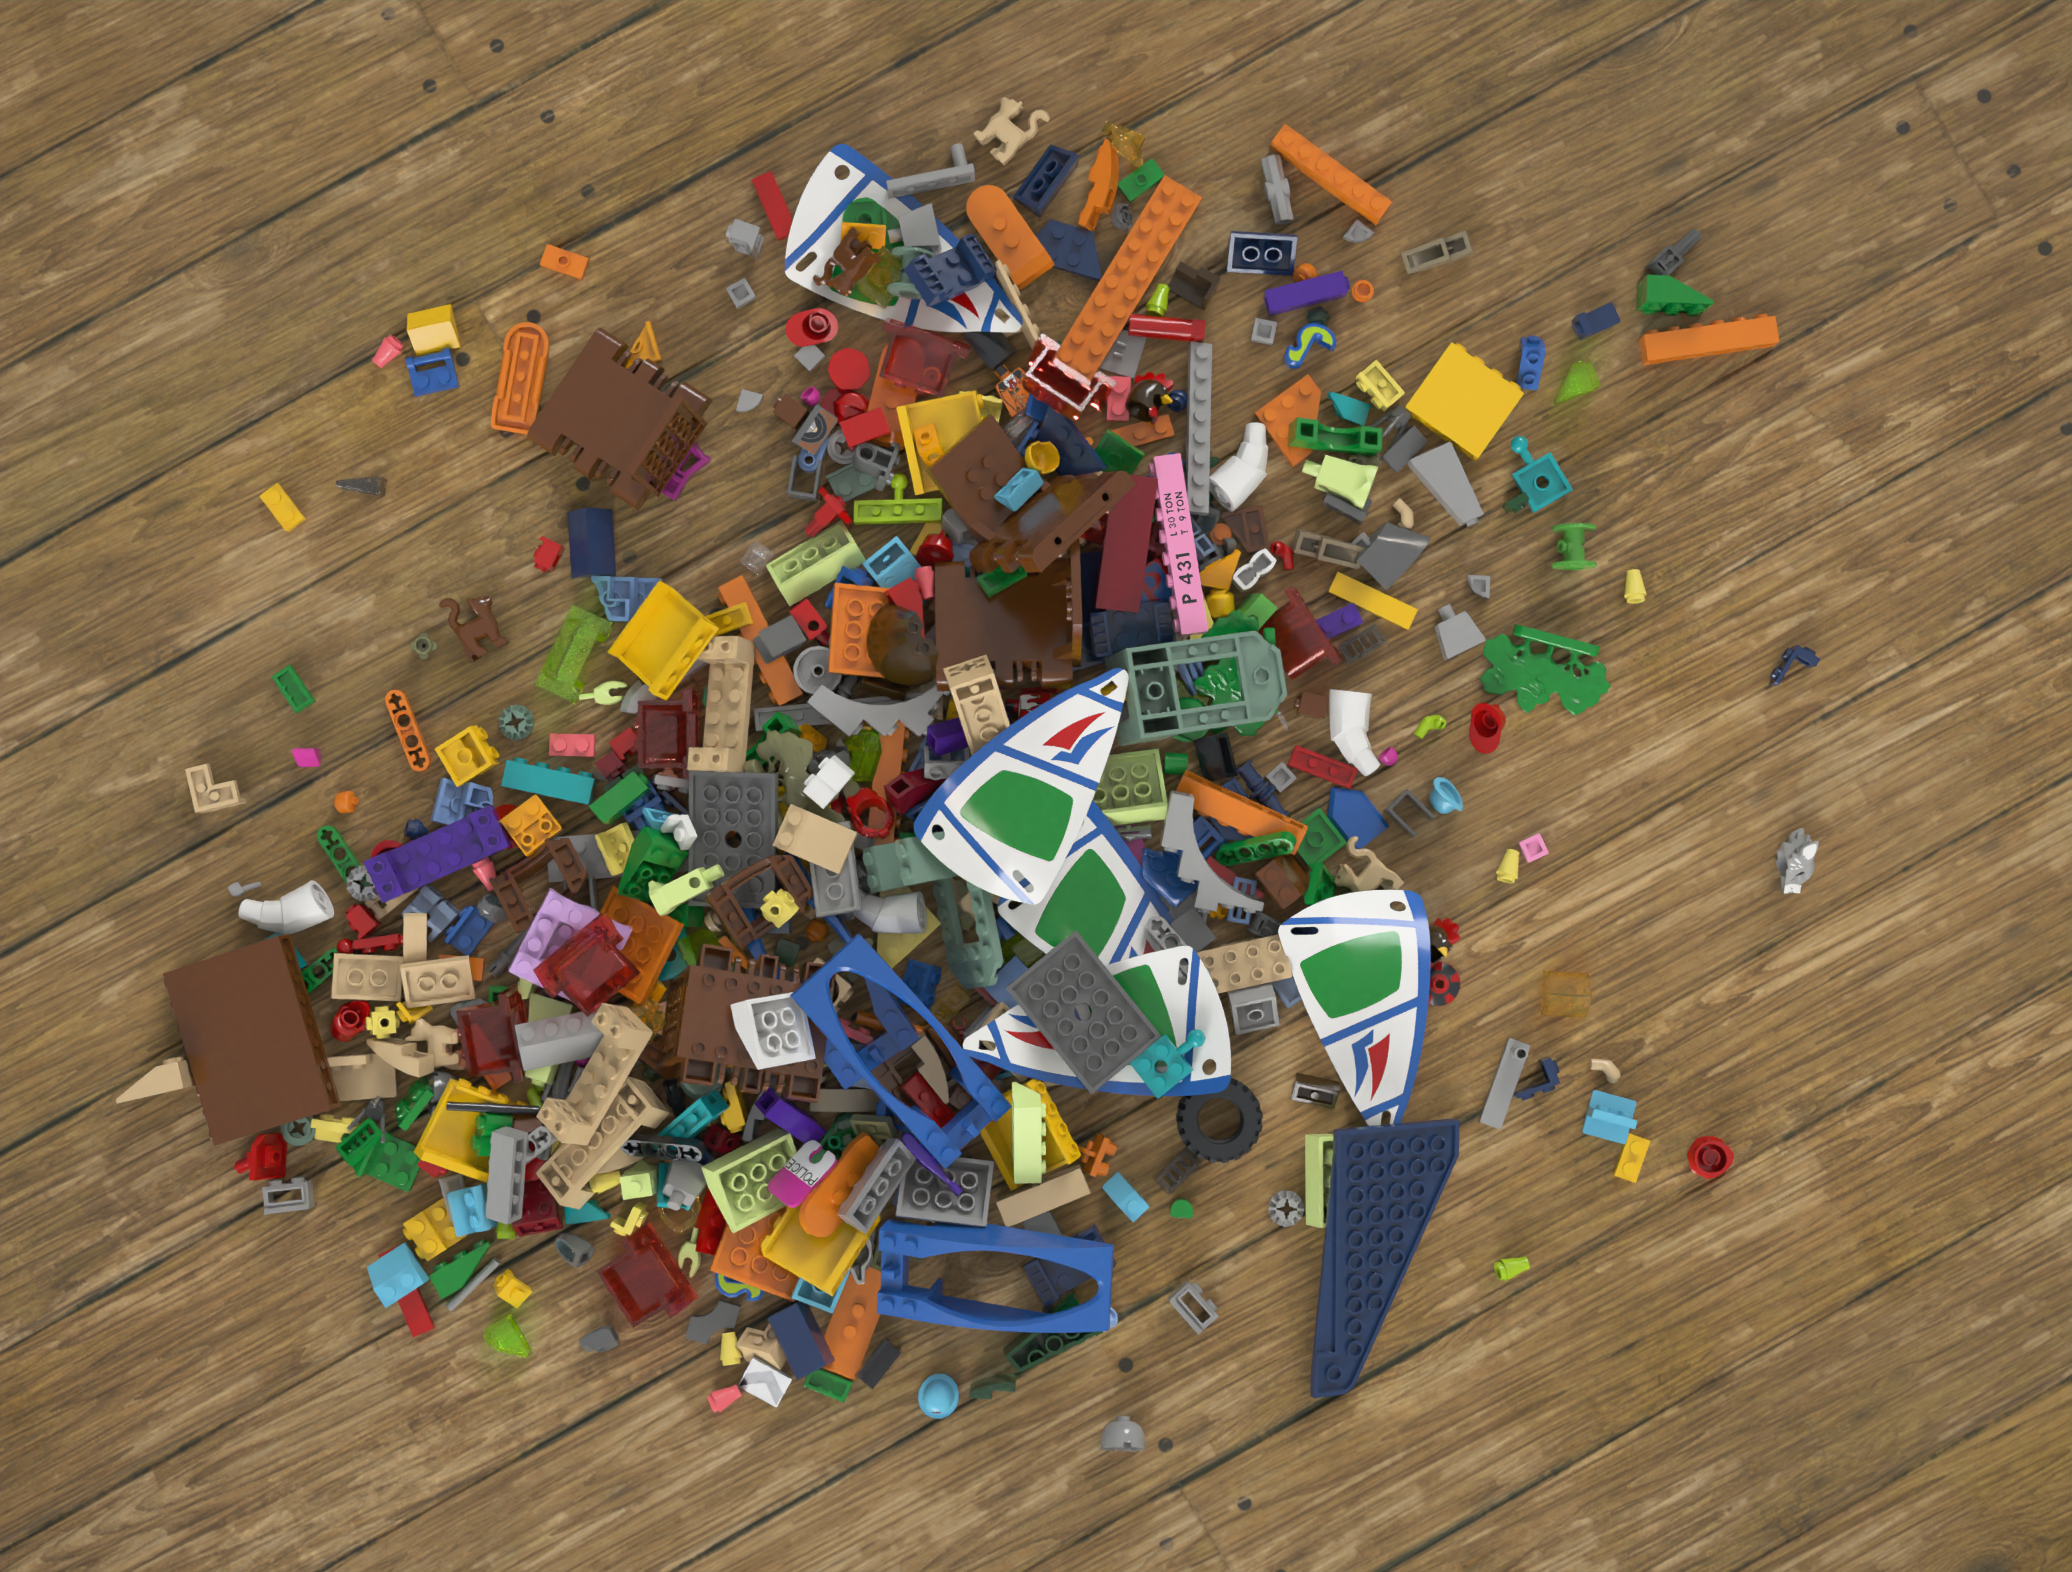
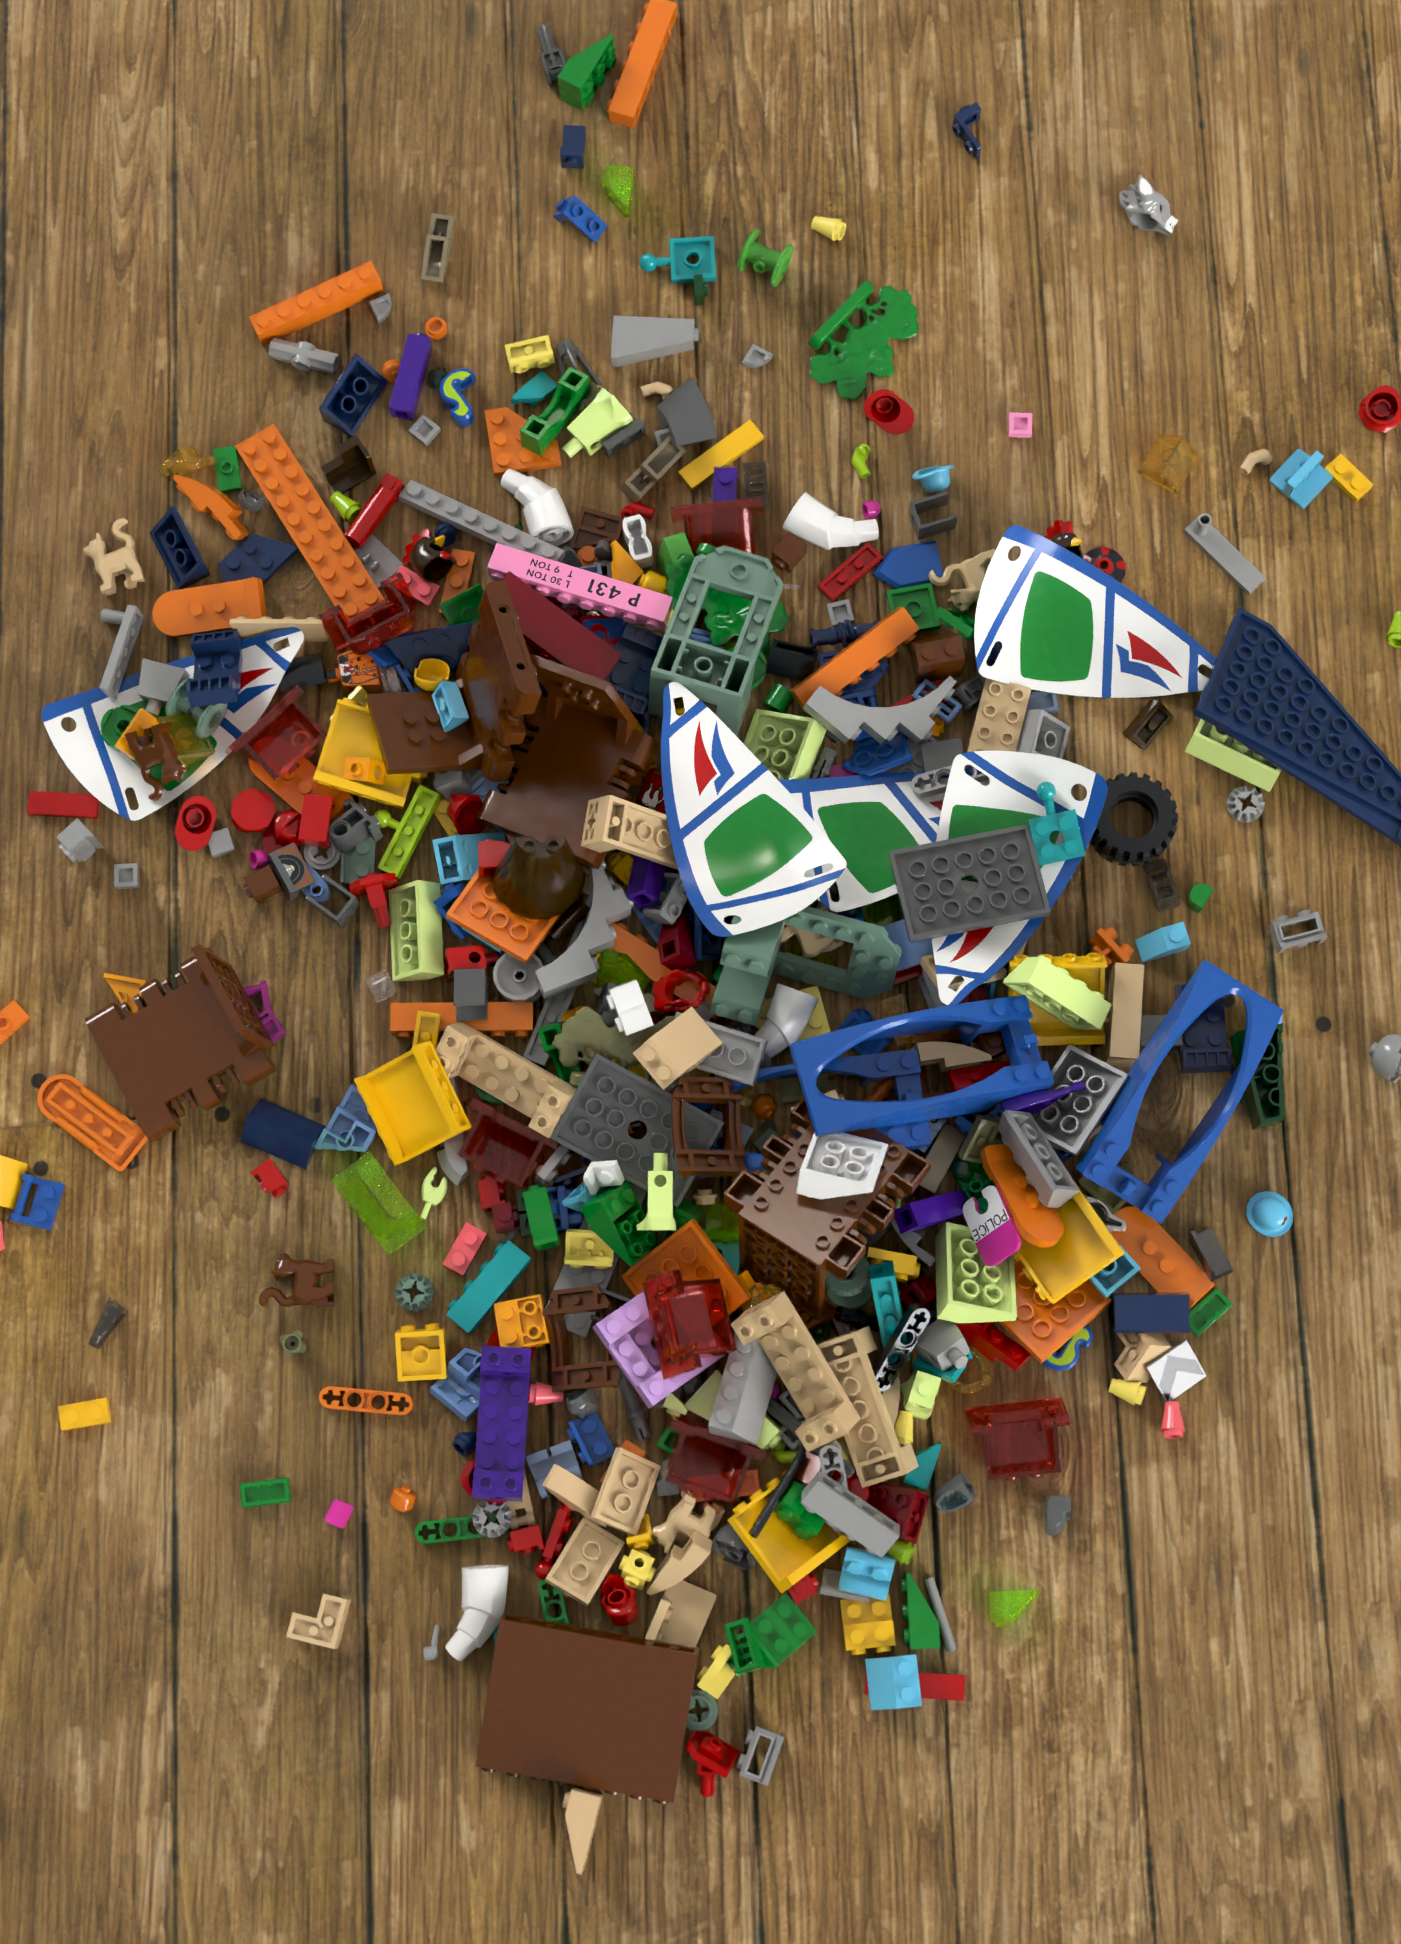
camera: 55 degrees left, 10 degrees down
(375, 1110) = (716, 1624): dark grey plant -> none
(411, 1106) = (732, 1577): green plate -> none
(511, 1289) = (963, 1576): yellow bracket -> none
(636, 1219) = (954, 1413): light yellow bracket -> none
(688, 1251) = (1011, 1381): yellowish green hand -> none
(703, 1326) = (1093, 1406): dark grey tile -> none
(748, 400) = (230, 919): light grey tile -> none
(778, 907) = (733, 1117): light yellow brick -> none
(926, 579) = (487, 831): coral cone -> none
(983, 1388) = (1283, 1155): clear green slope -> none
(999, 580) = (524, 758): green plate -> none
(1257, 851) = (899, 661): green beam -> none
(1404, 448) = (597, 361): dark grey tile -> none
(1456, 632) = (789, 396): light grey torso -> none
(1464, 401) = (584, 289): yellow panel -> none
(1508, 867) = (1027, 454): light yellow cone -> none
(1550, 1072) = (1237, 509): dark blue bracket -> none

